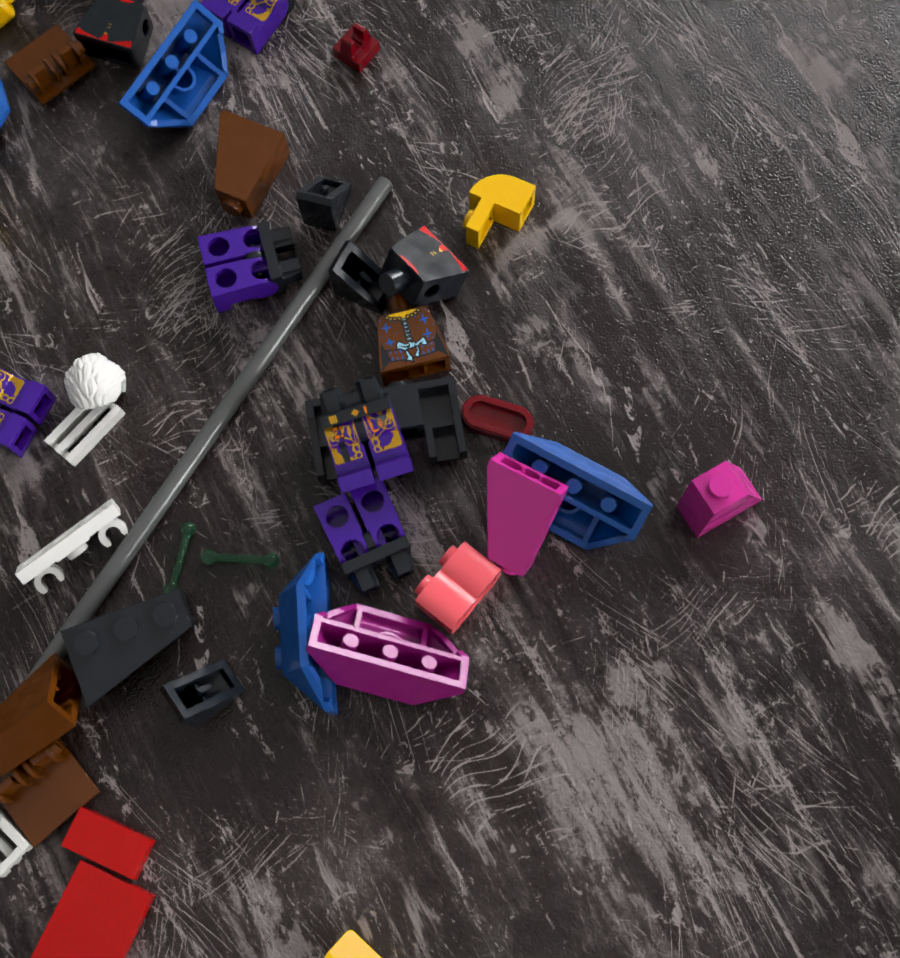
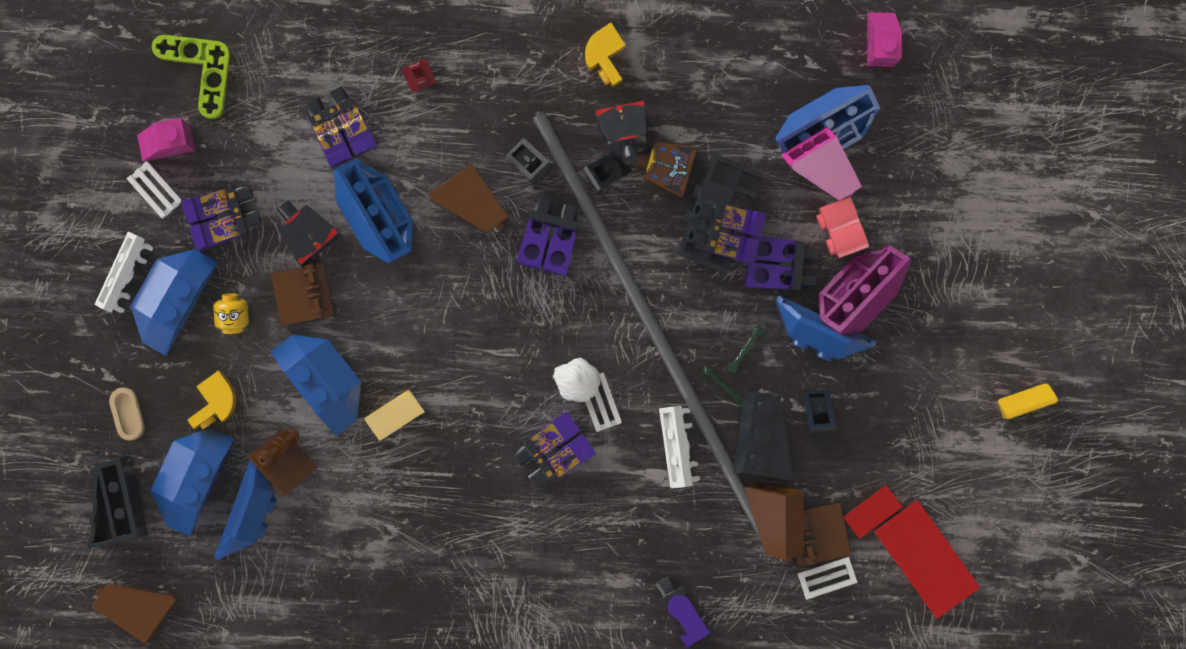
camera: 70 degrees left, 15 degrees up
(495, 418) = (748, 140): dark red tile -> none

